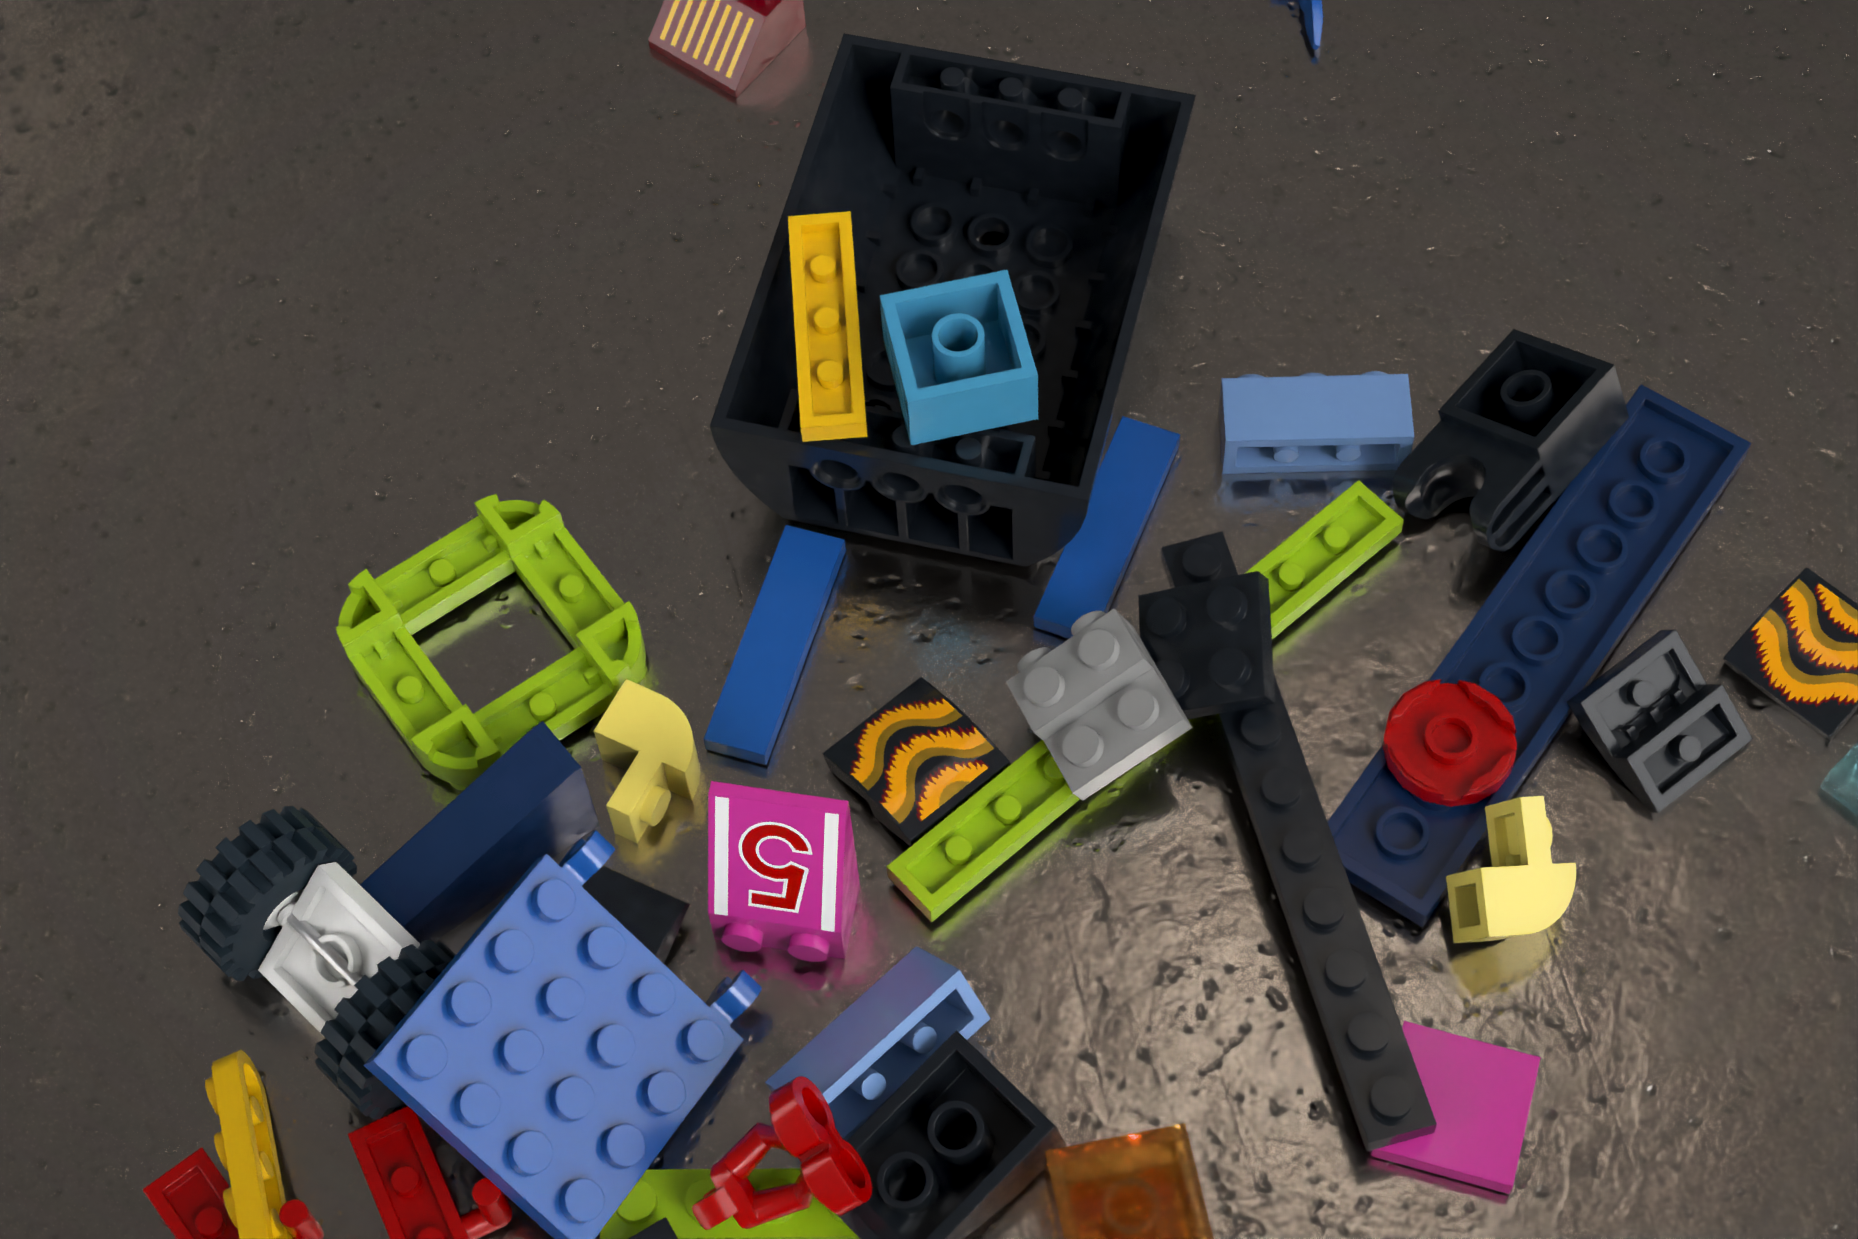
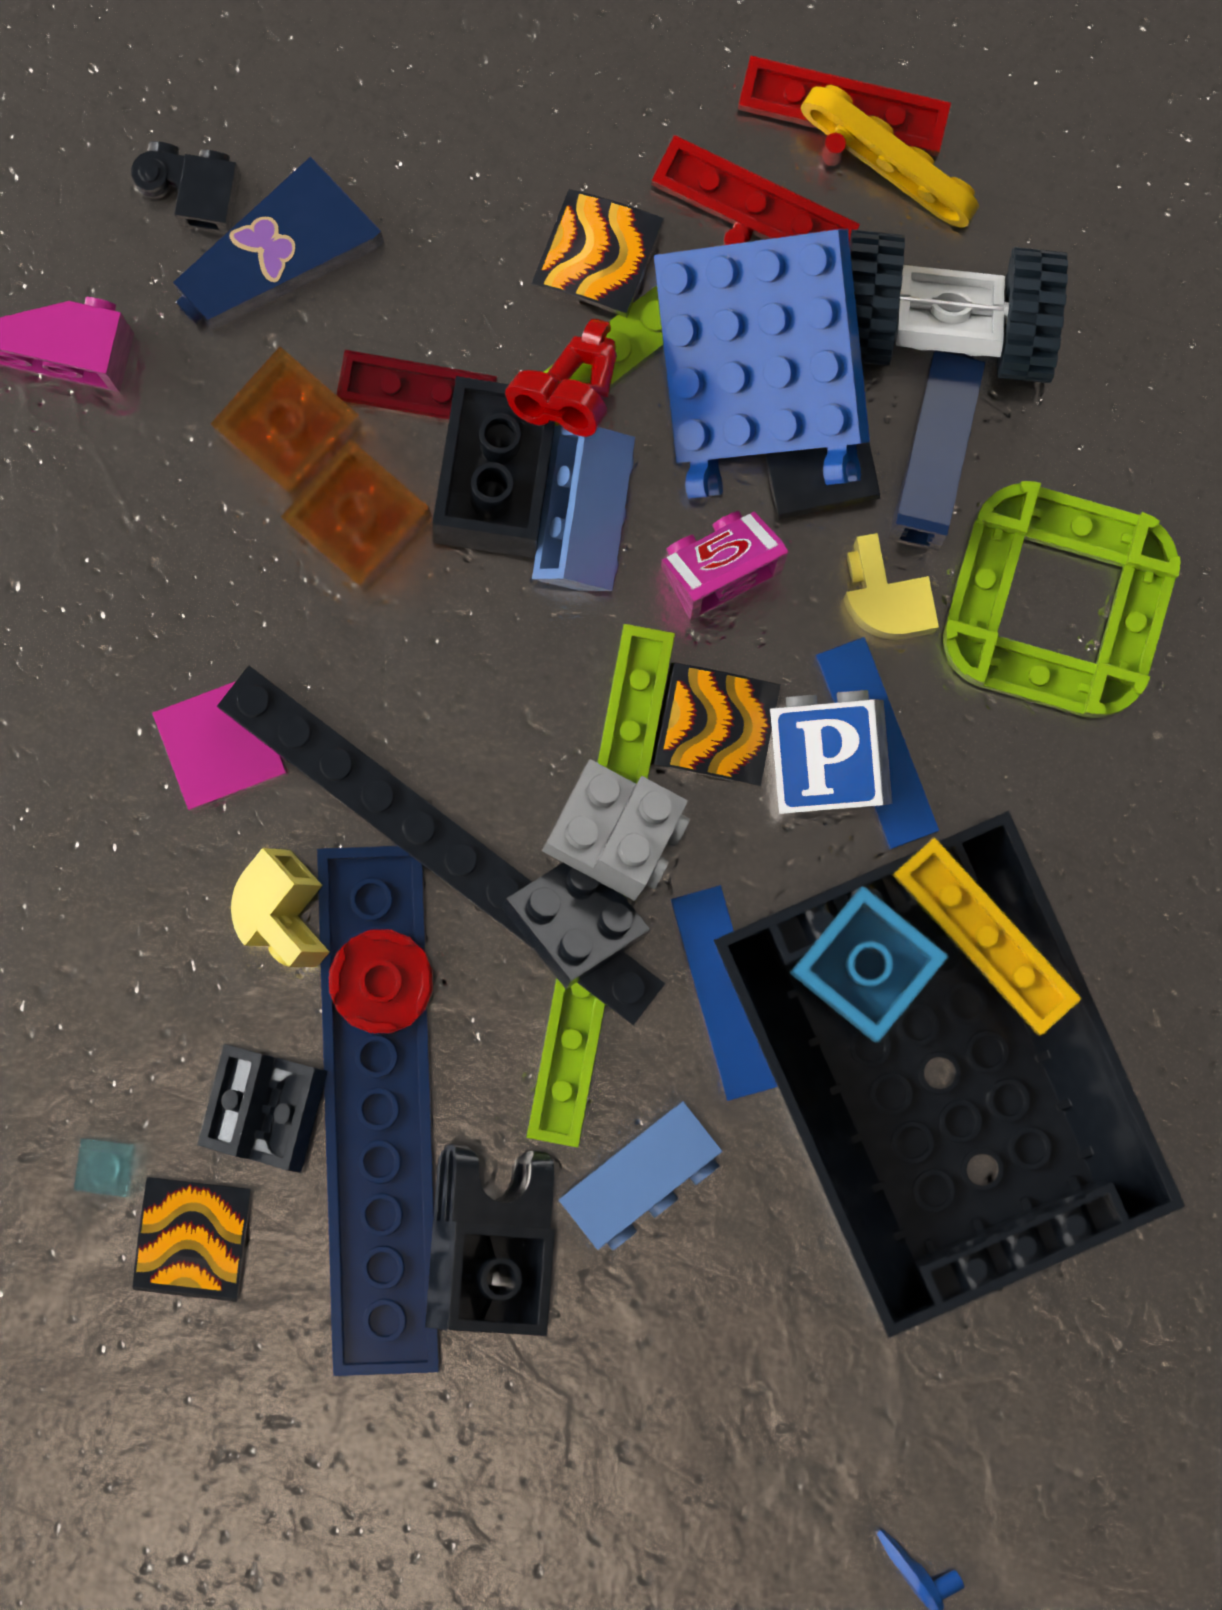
camera: 140 degrees right, 25 degrees up
(829, 641) = (831, 753): none -> piece

